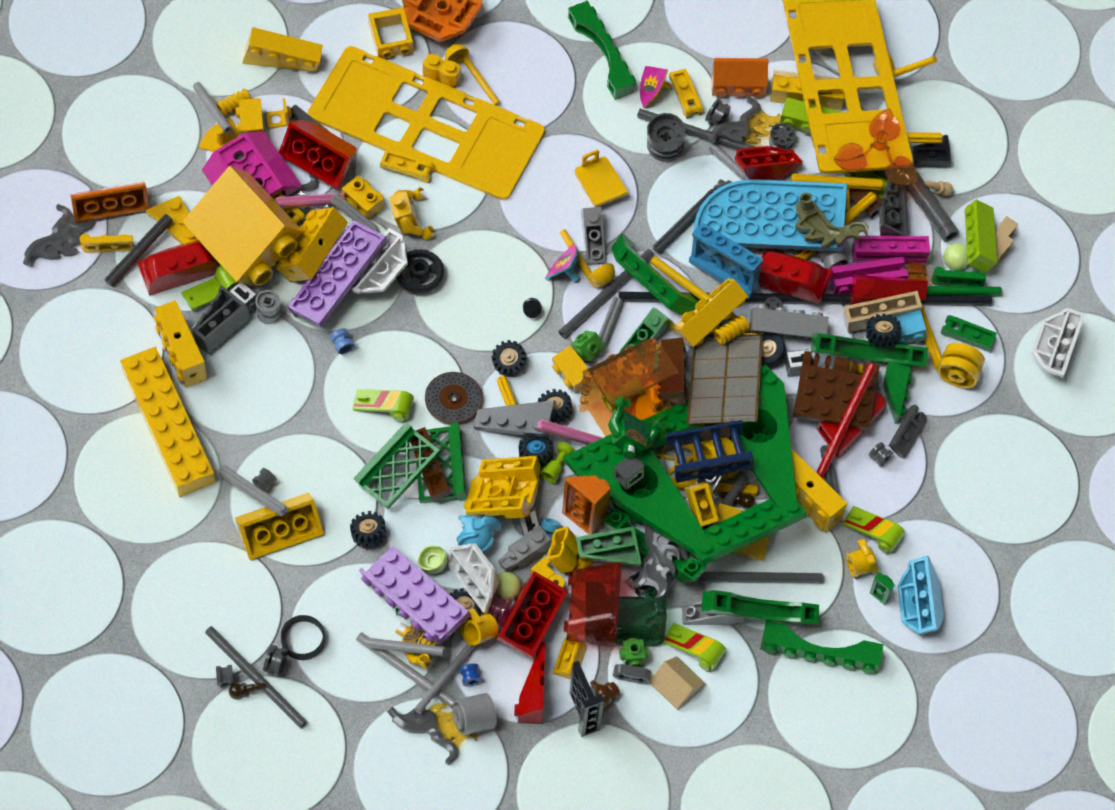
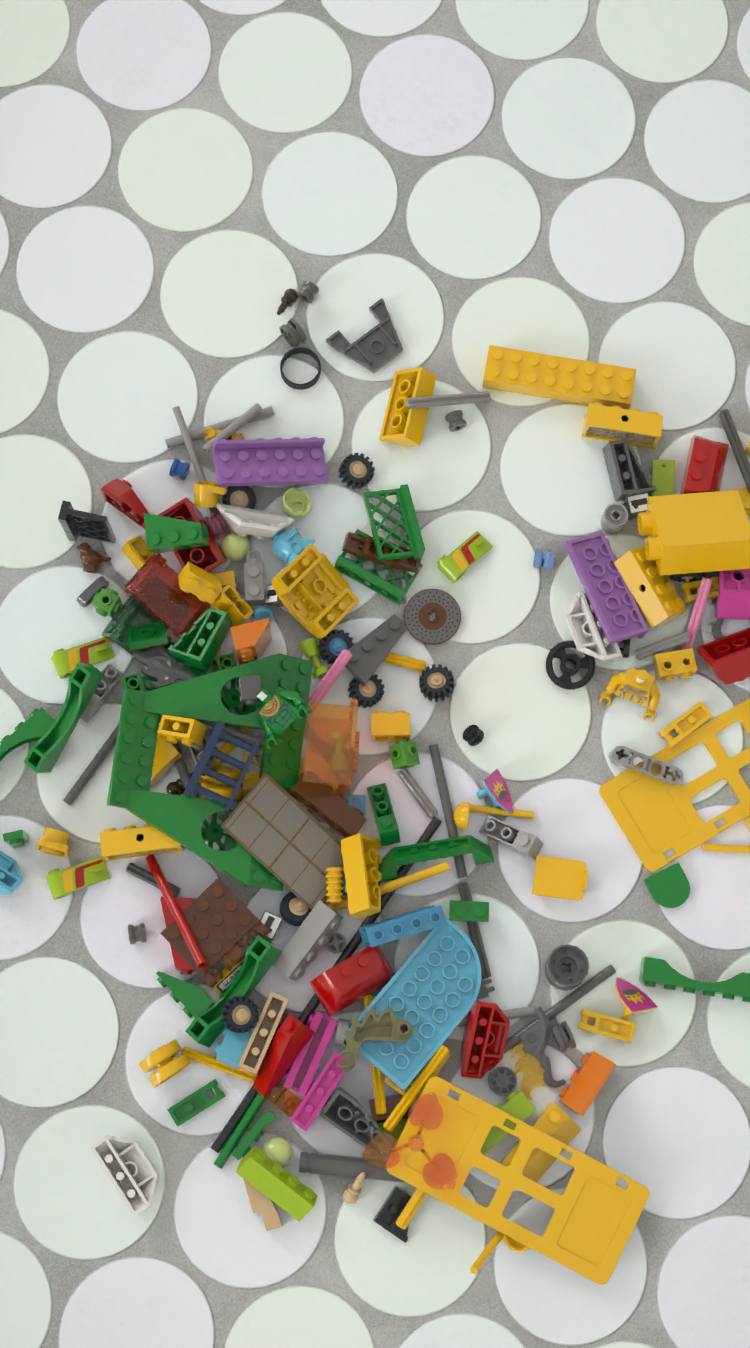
camera: 125 degrees right, 15 degrees up
(235, 586) = (375, 346): none -> dark grey wing
(255, 676) = (297, 314): dark grey piece -> none
(436, 723) = (156, 422): dark grey piece -> none
(468, 196) = (646, 767): none -> light grey beam
(474, 714) = (141, 445): light grey piece -> none
(539, 621) = (173, 534): none -> green wedge
(546, 109) = (669, 887): none -> green tile
(565, 576) = (200, 583): none -> yellow brick
(639, 597) = (147, 635): none -> green tile
(675, 228) = (468, 911): none -> green plate
(676, 682) = (62, 624): tan slope -> none
(907, 431) = (142, 973): dark grey hinge -> none

